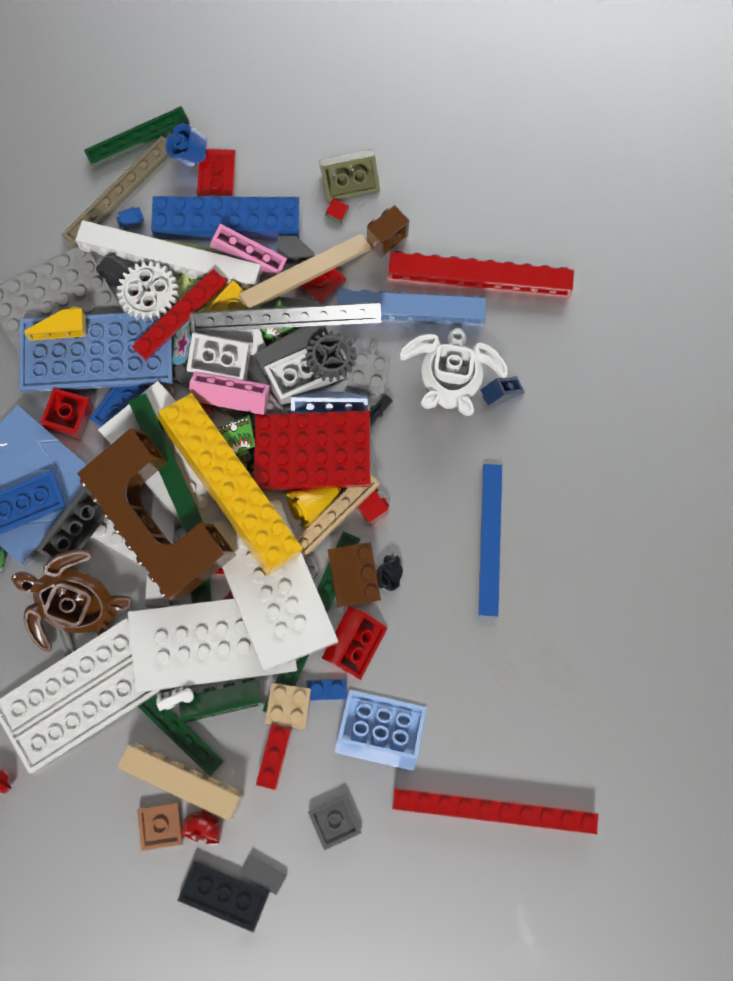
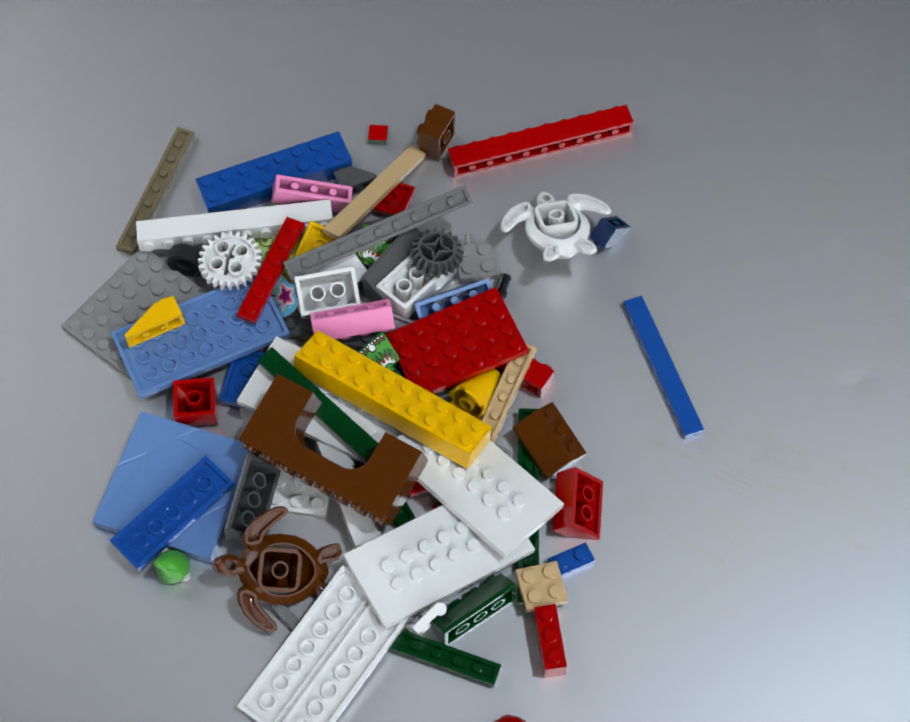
camera: 20 degrees left, 15 degrees down
(129, 217) = (179, 207): blue brick -> none
(135, 137) = (152, 136): dark green plate -> none
(181, 782) = (468, 697): tan brick -> none
(186, 145) = (208, 124): blue brick -> none
(217, 173) = (245, 139): red plate -> none
(334, 822) = (638, 679): dark grey plate -> none
(349, 175) = (376, 99): olive slope -> none
(381, 730) = (643, 576): light blue slope -> none
(389, 573) = (583, 428): black hair -> none
(421, 307) = (504, 187): medium blue brick -> none
(495, 811) = (787, 604): red brick -> none

